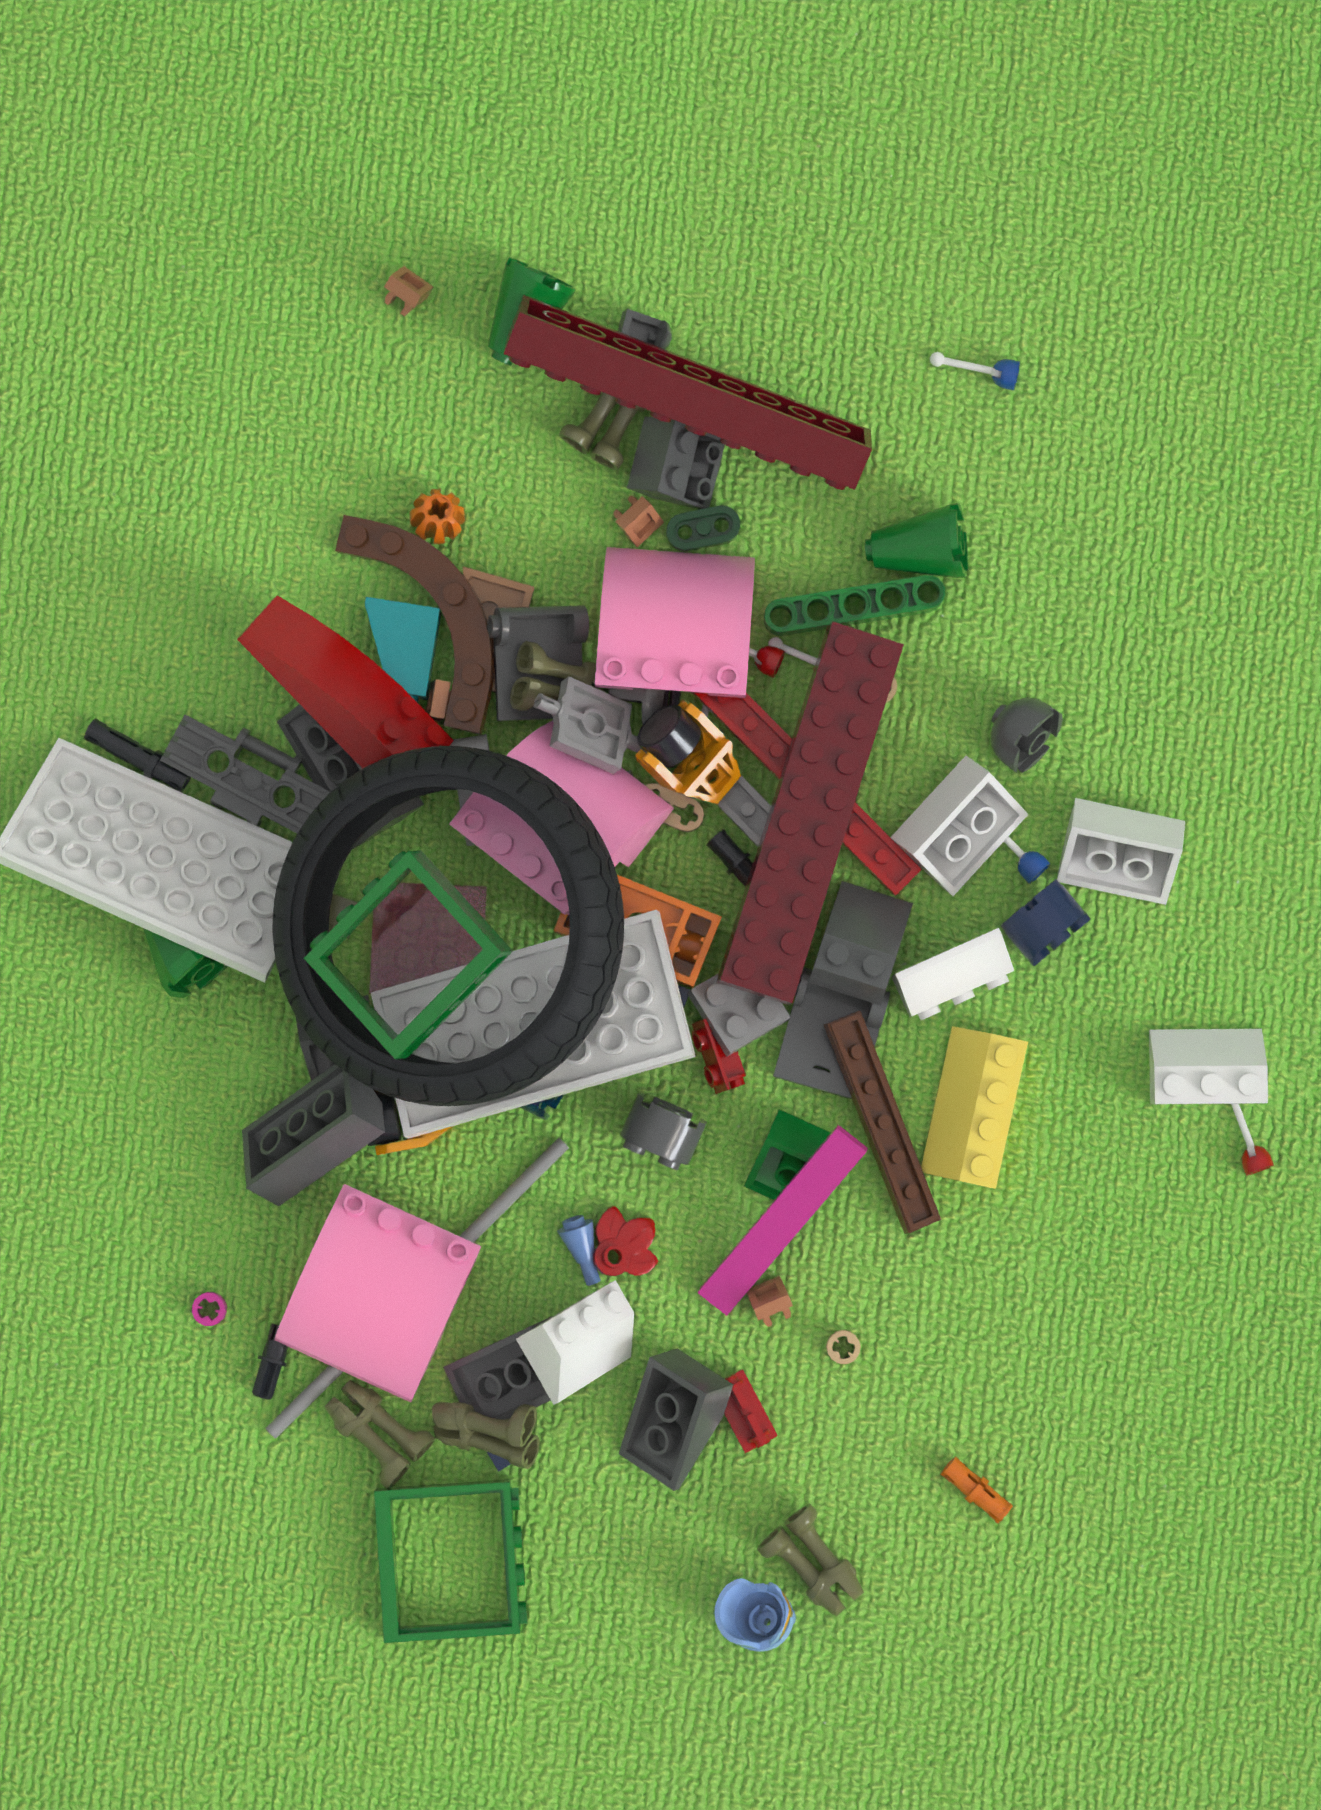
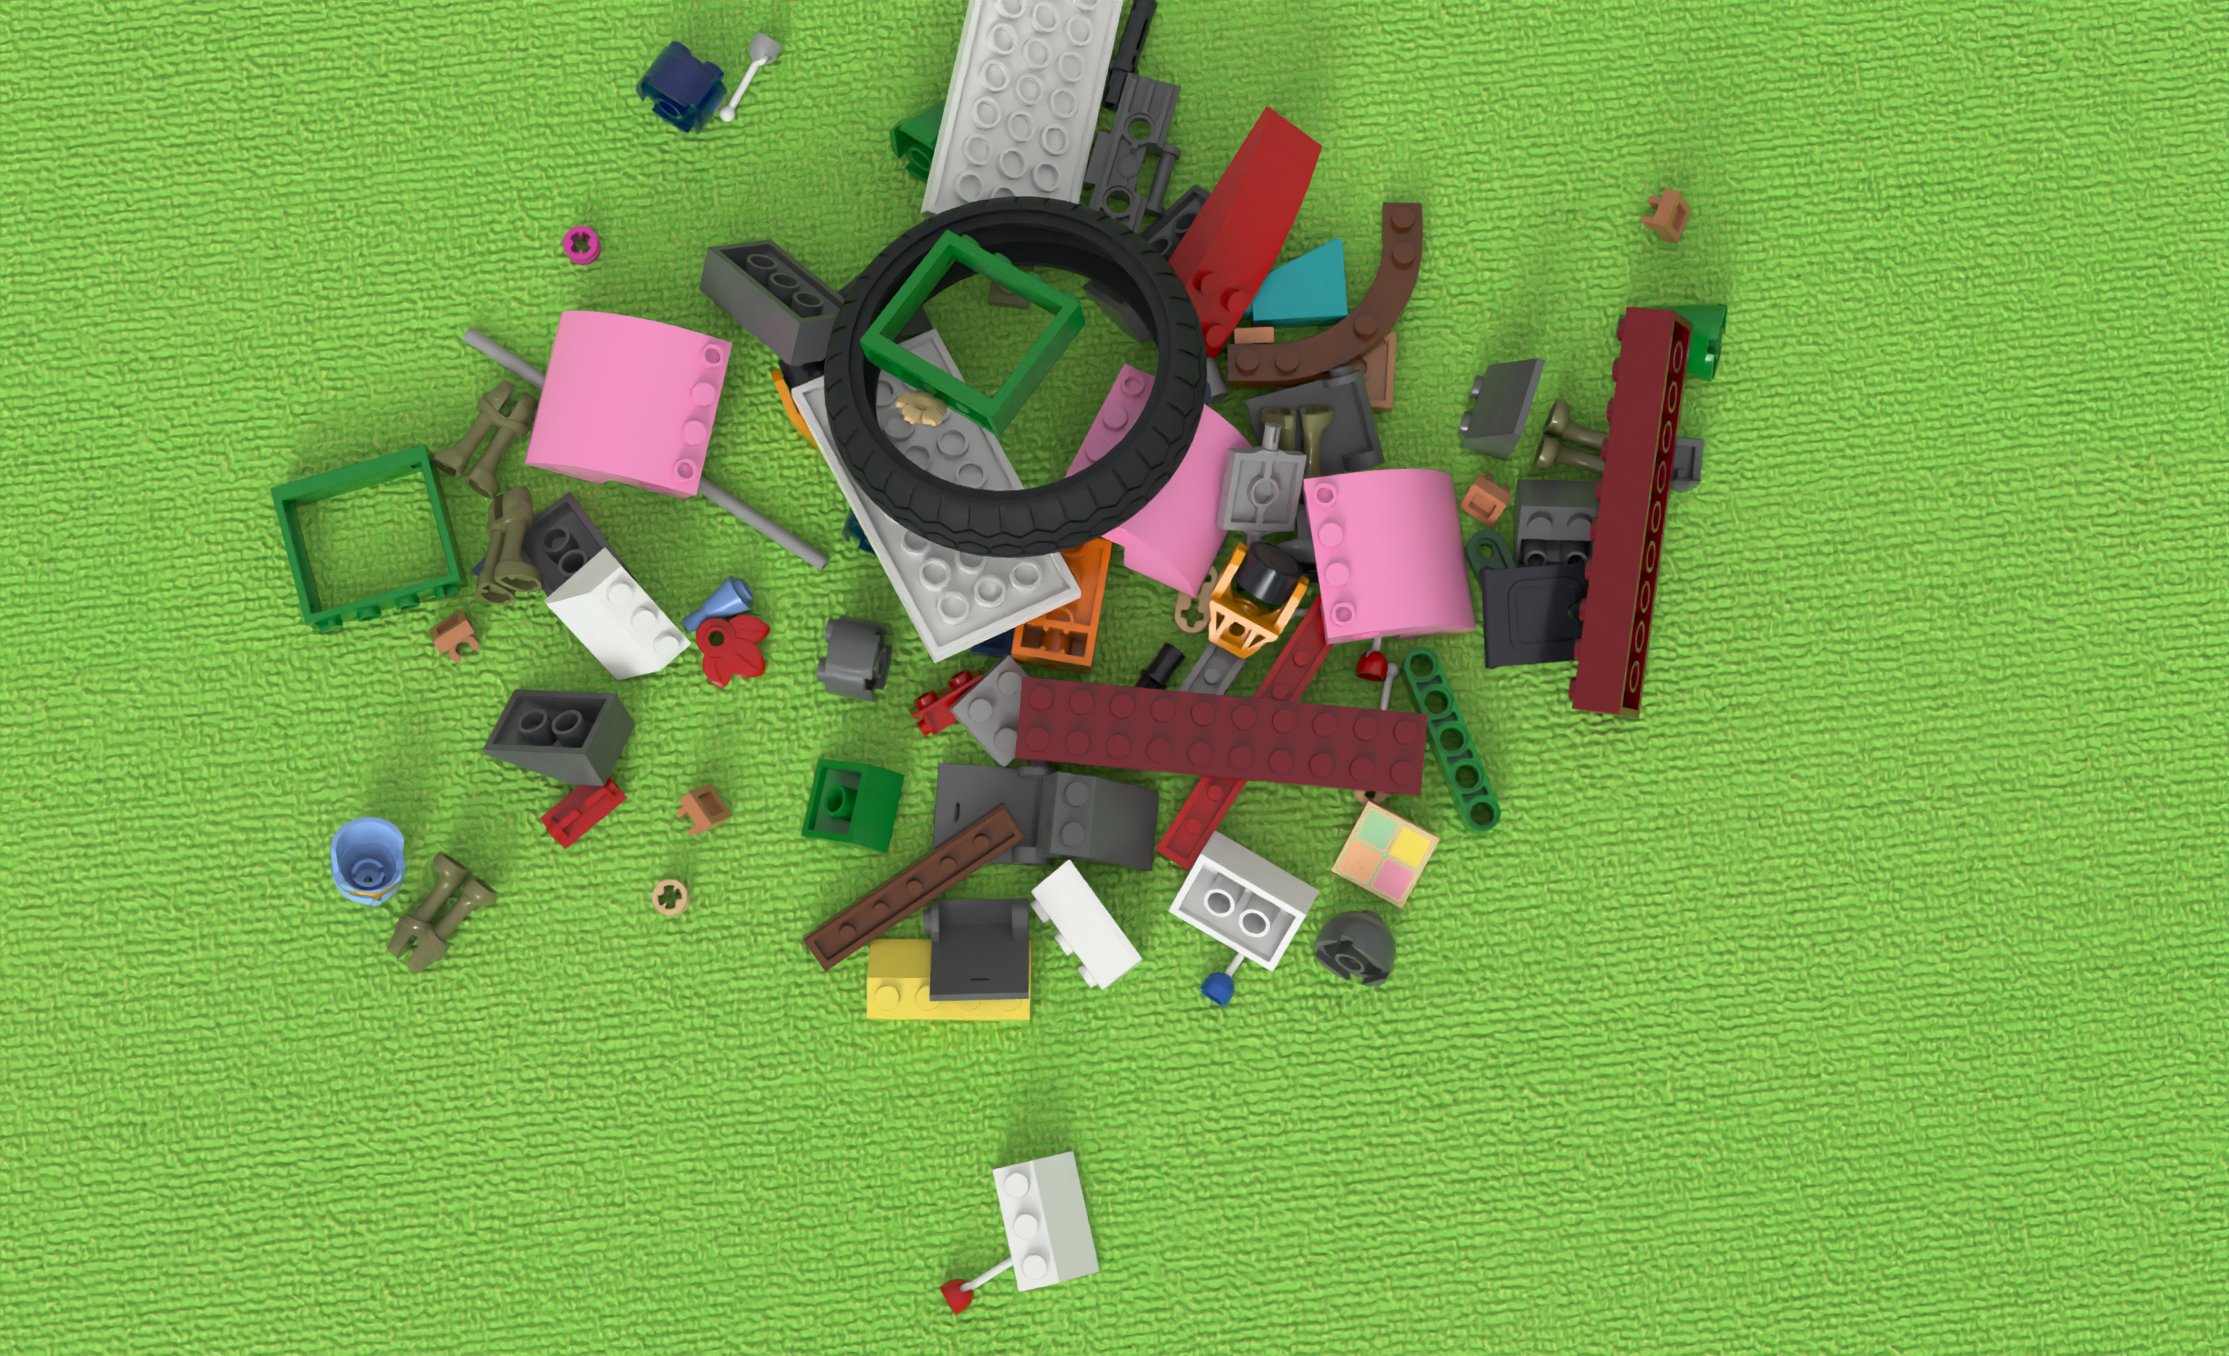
camera: 75 degrees right, 5 degrees down
(60, 1100) = (763, 52): none -> hinge
(82, 1181) = (683, 88): none -> clear blue brick
(270, 1367) = (541, 318): black axle -> none
(419, 936) = (989, 357): clear pink plate -> none
(437, 516) = (1454, 292): orange piece -> none
(470, 1015) = (921, 408): none -> tan plant
(554, 1499) = (453, 631): none -> nougat tile
(559, 487) = (1500, 407): none -> dark grey slope
(753, 506) = (1529, 613): none -> black container
(782, 1220) = (788, 801): dark pink tile -> none
(922, 544) = (1531, 799): green cone -> none
(944, 687) = (1385, 853): none -> tile
(954, 1074) = (978, 949): none -> dark grey door
(976, 1489) = (548, 1070): orange pin -> none
(1003, 372) = (1731, 846): hinge -> none
(1045, 922) = (1160, 1011): dark blue brick -> none
(1121, 851) = (1255, 1078): white slope -> none

